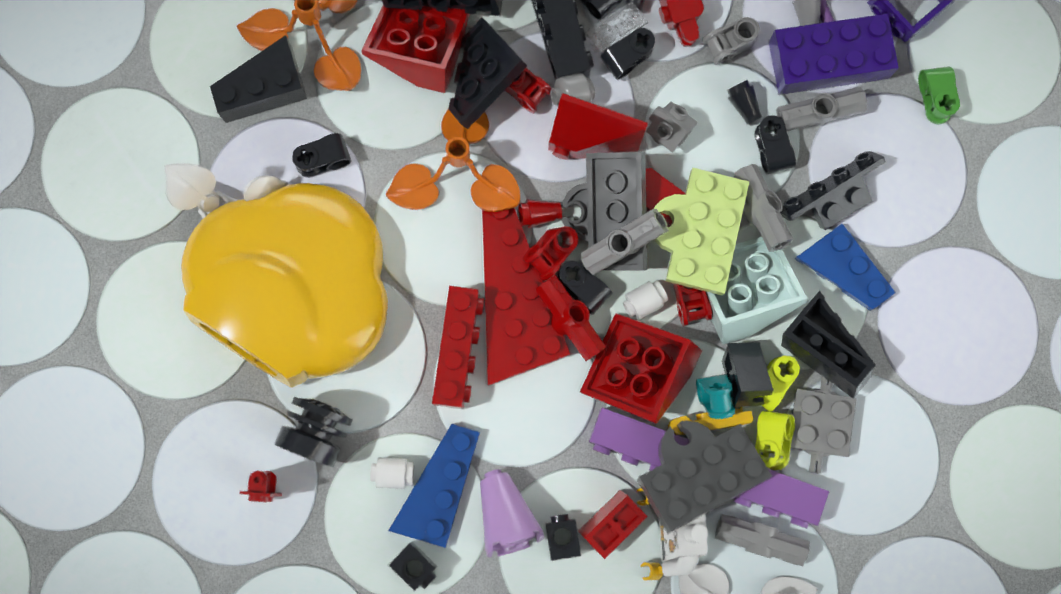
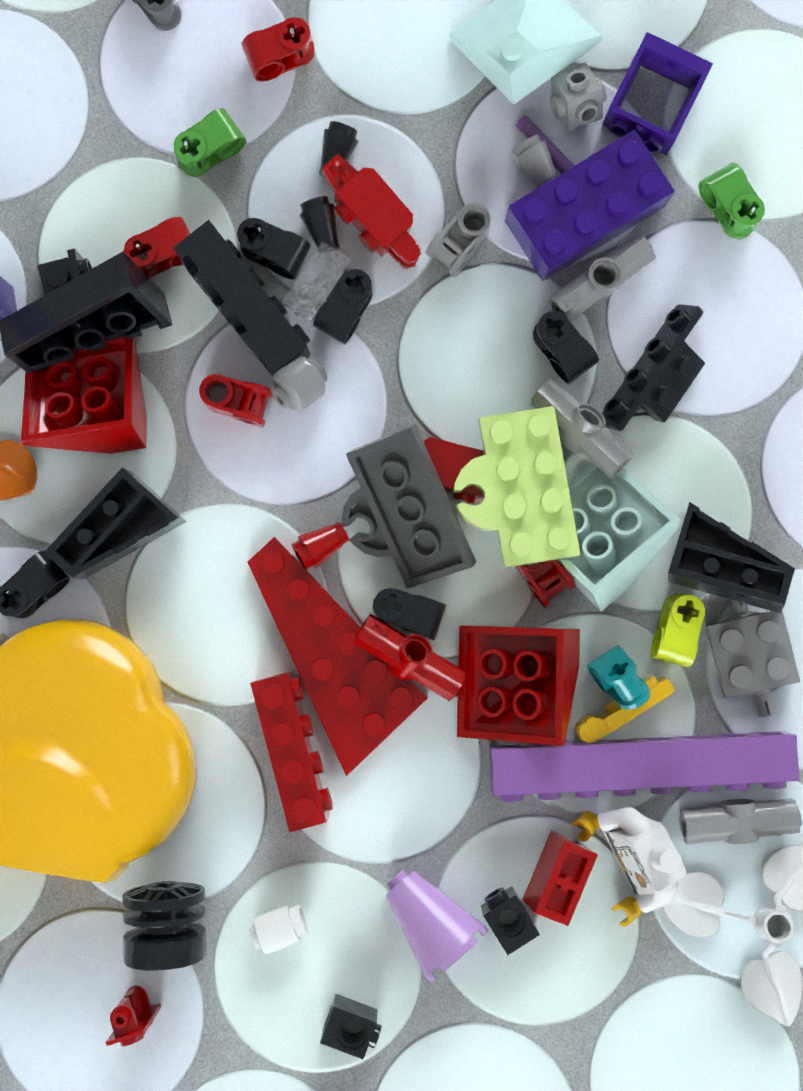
camera: 20 degrees left, 5 degrees up
(398, 137) = (112, 526): none -> black wedge
(436, 495) = (341, 930): blue wing -> none
(484, 73) = (181, 405): black plate -> none
(492, 192) = (253, 544): orange plant -> none
(548, 255) = (349, 593): red piece -> none
(589, 128) = (332, 426): red slope -> none
(637, 233) = (448, 530): light grey piece -> none
(645, 299) = (488, 596): white brick -> none
(670, 126) = (431, 375): light grey brick -> none
(701, 473) = (641, 783): dark grey plate -> none
(745, 101) = (507, 306): black cone -> none
(747, 373) = (644, 636): black hinge -> none
(775, 435) = (706, 693): neon yellow piece -> none
(848, 267) = (708, 455): blue wing -> none

